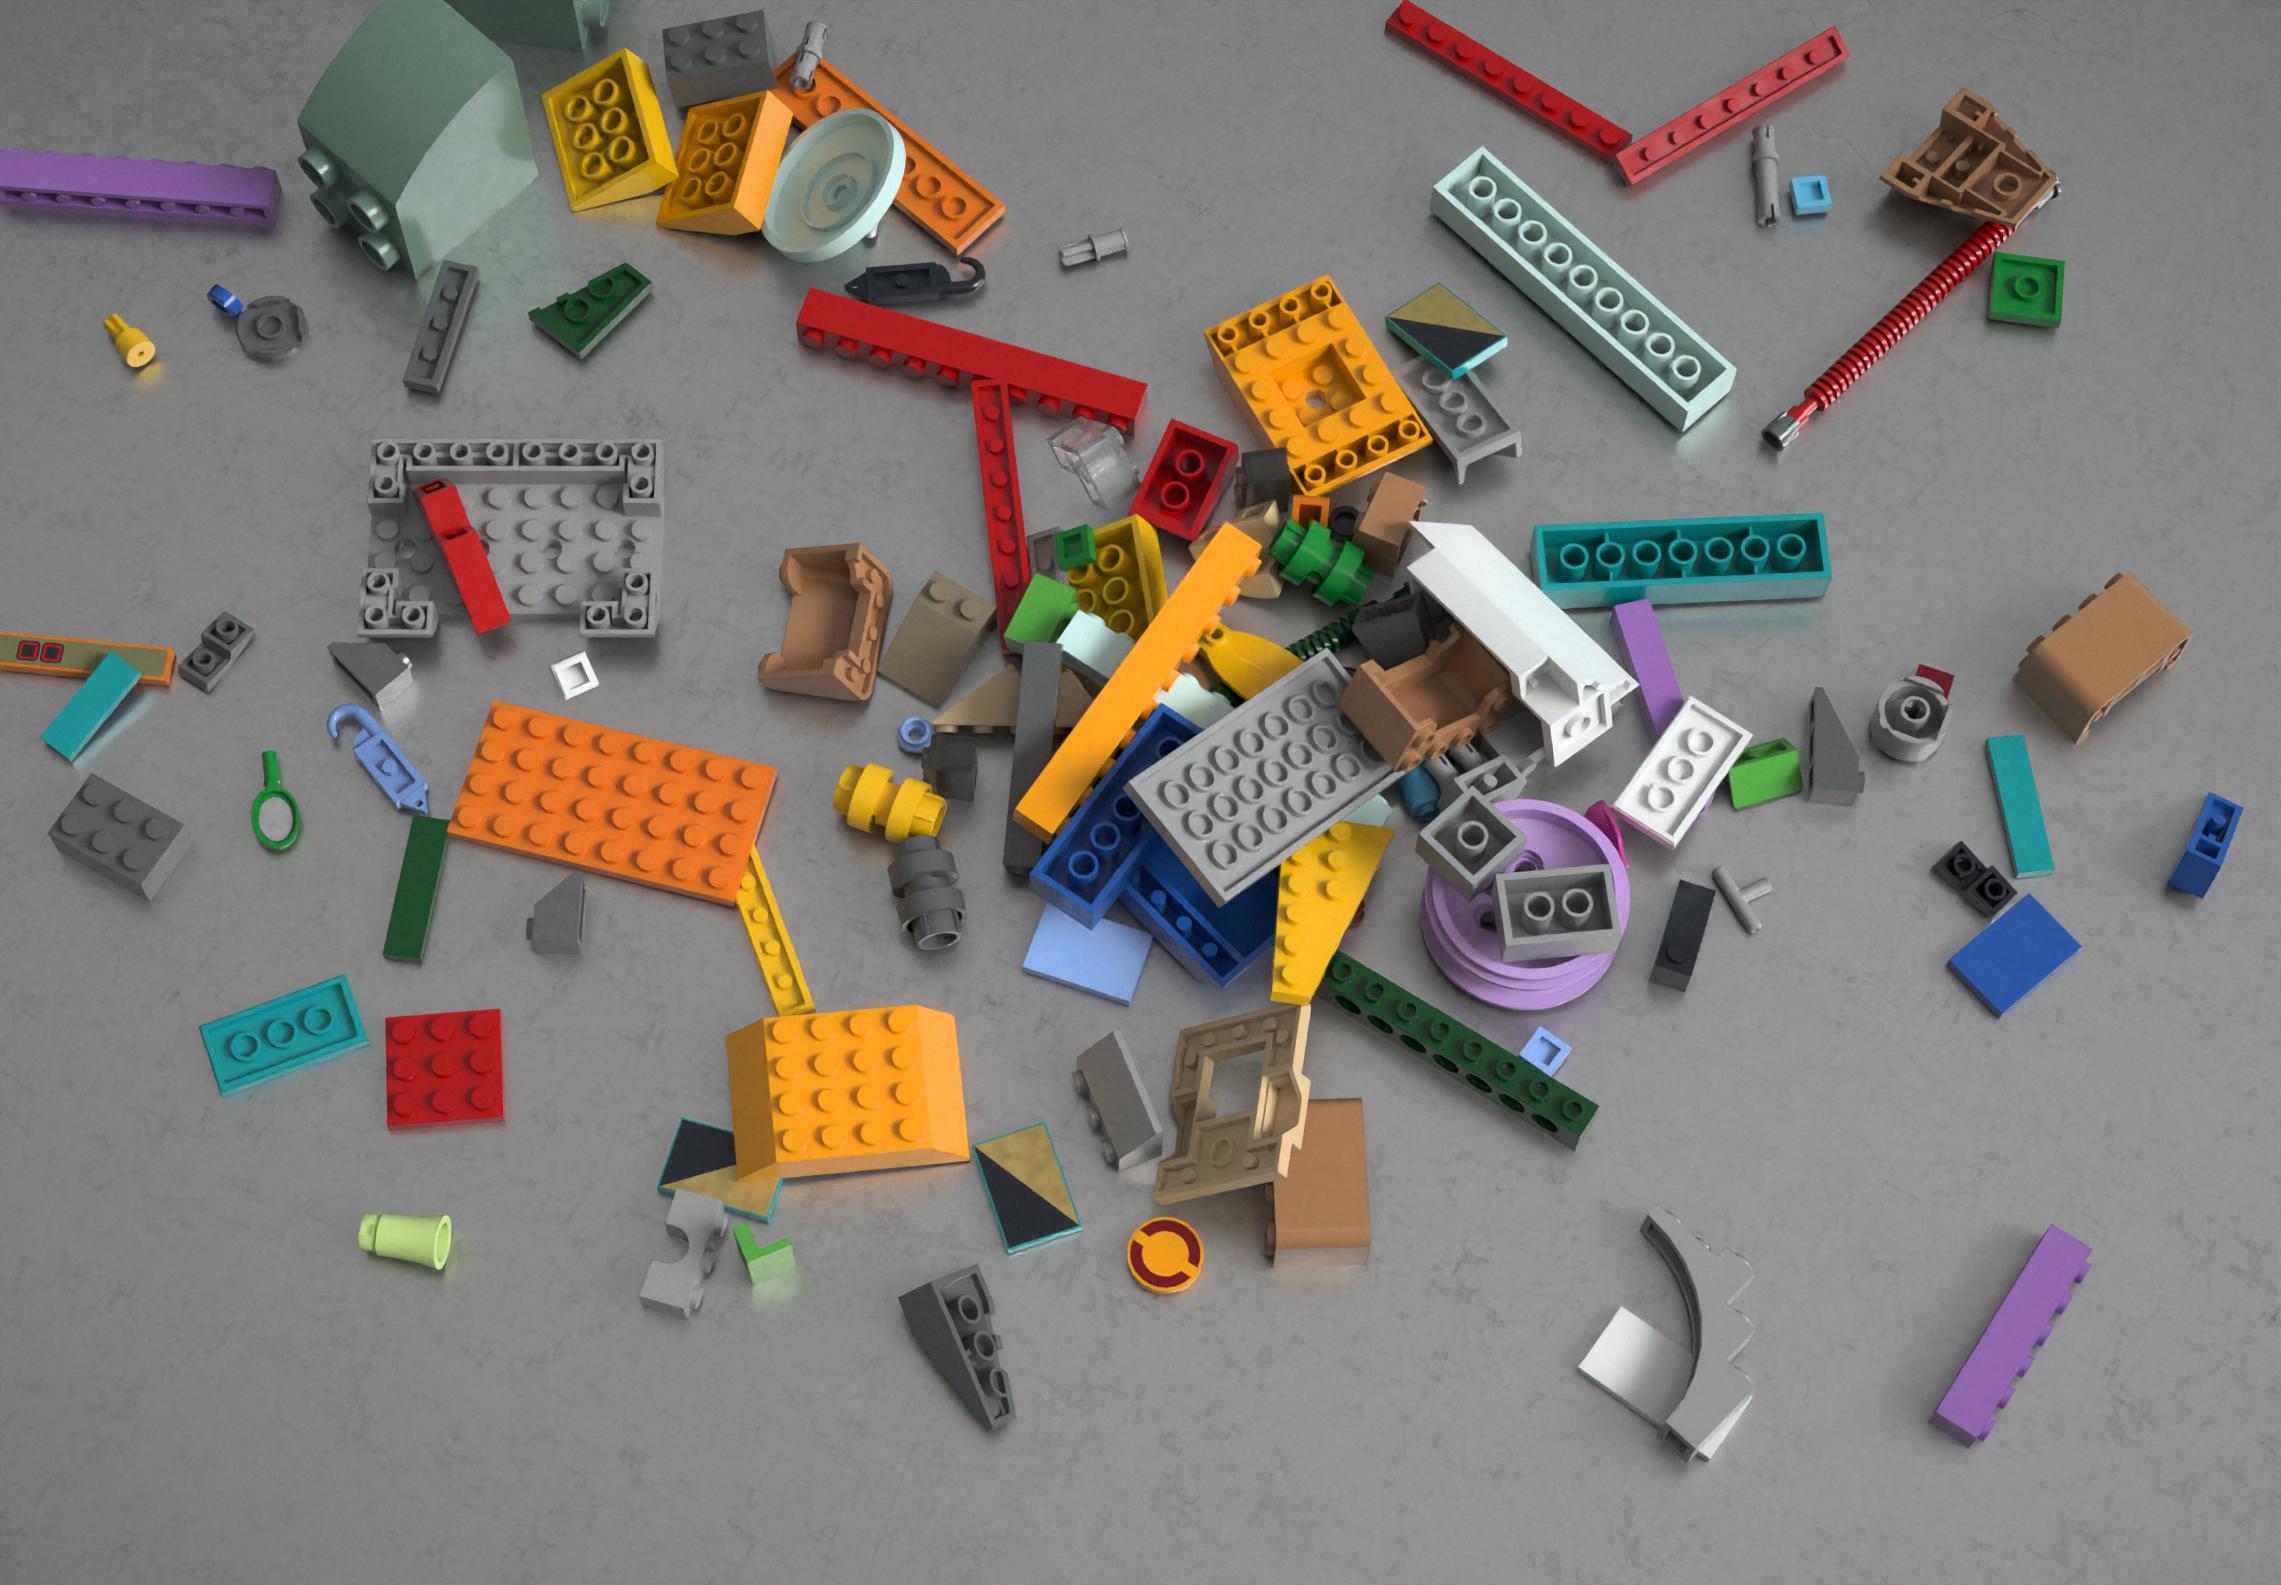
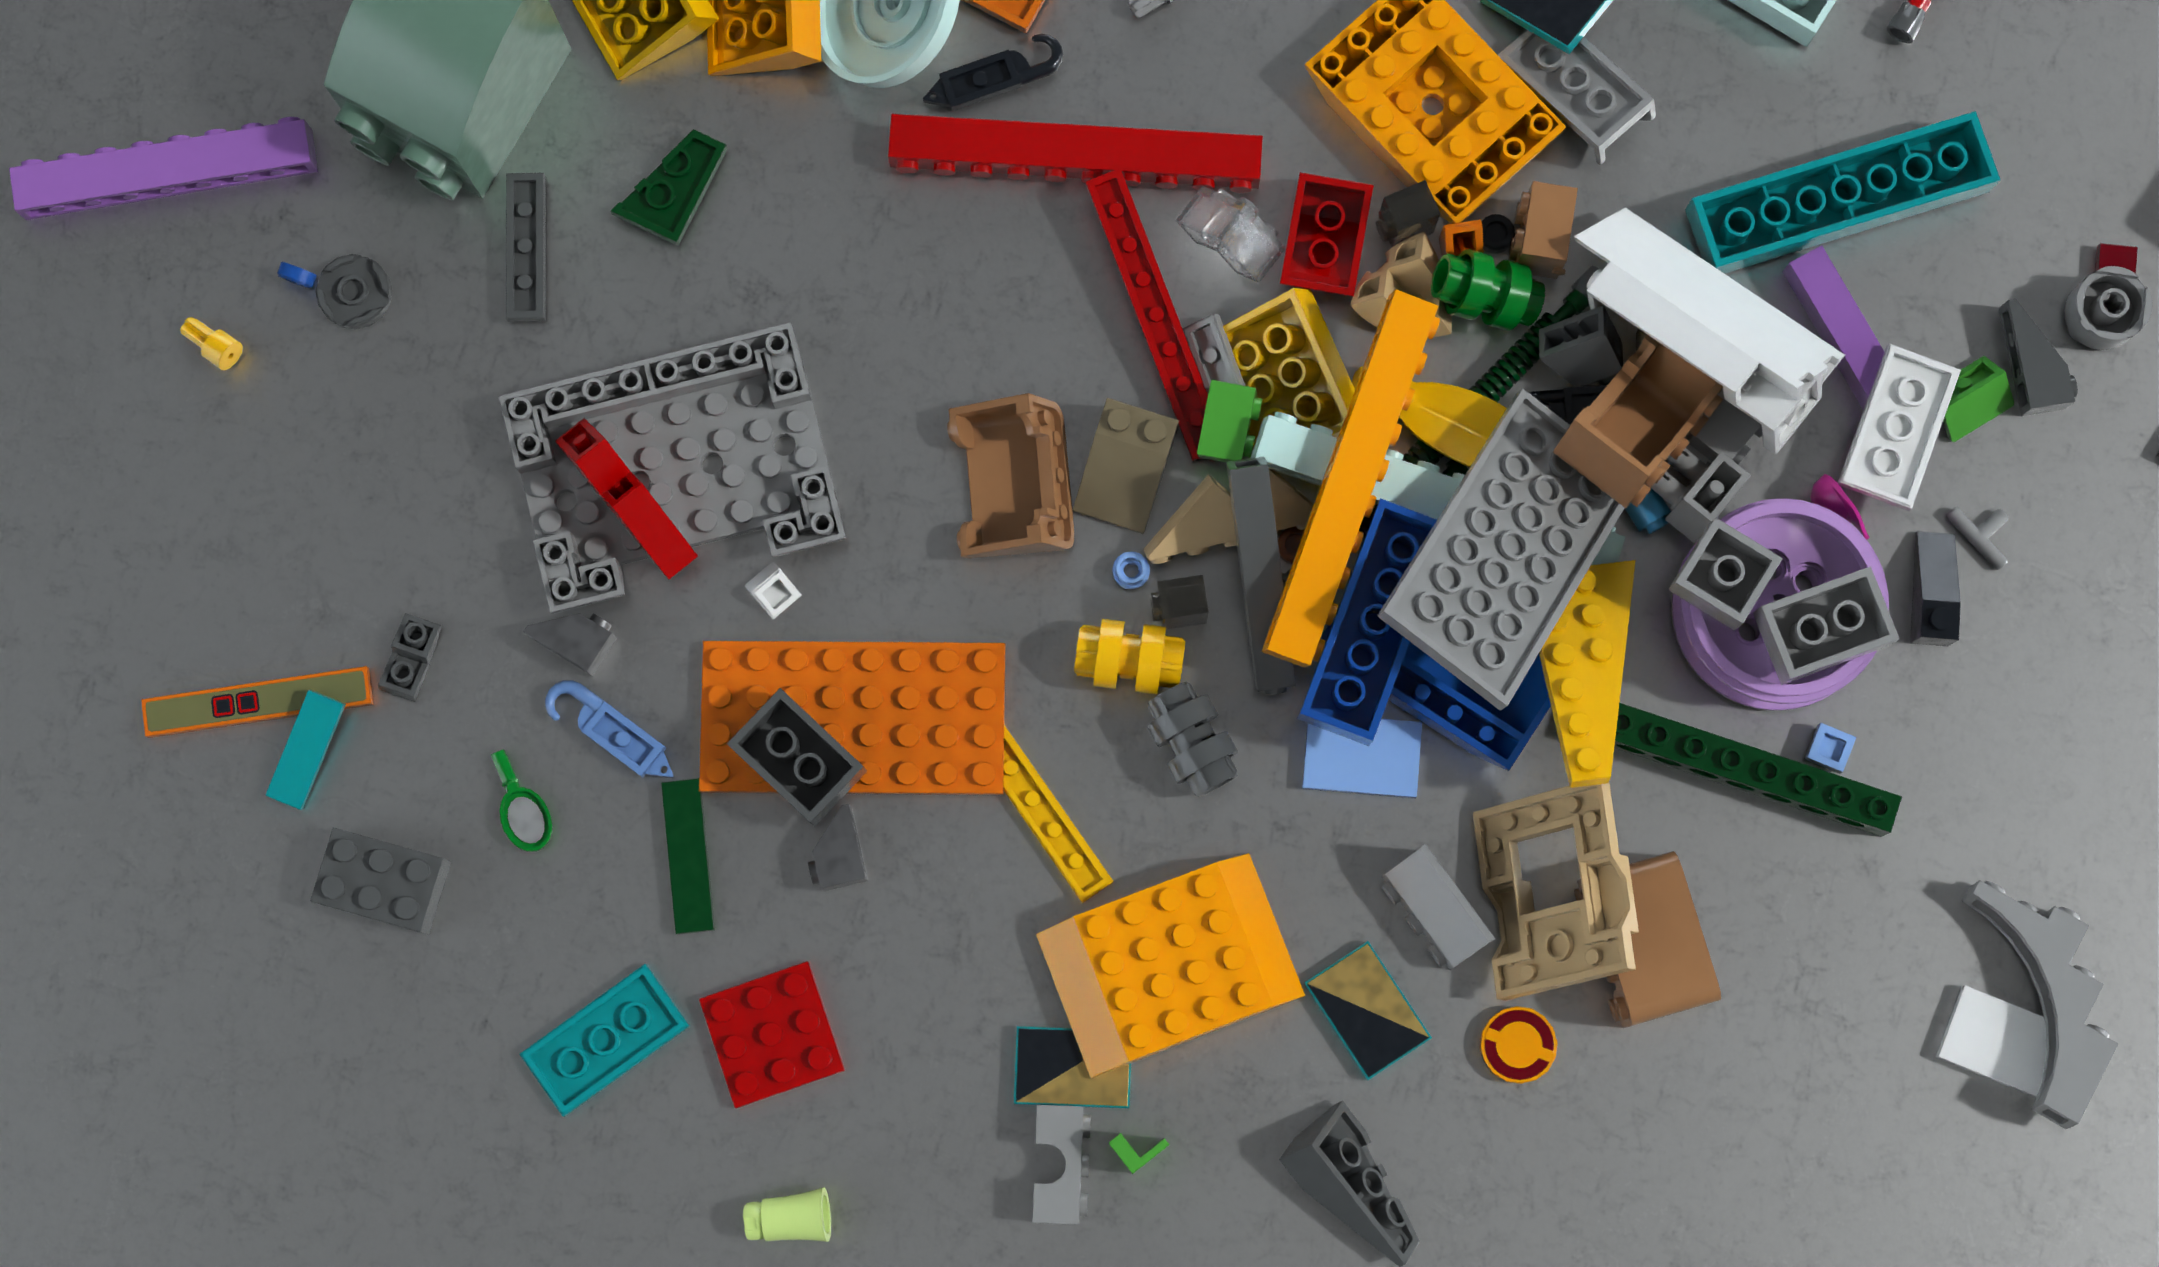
camera: 10 degrees left, 15 degrees up
(546, 813) = (797, 757): none -> dark grey brick
(1075, 547) = (1239, 336): green plate -> none

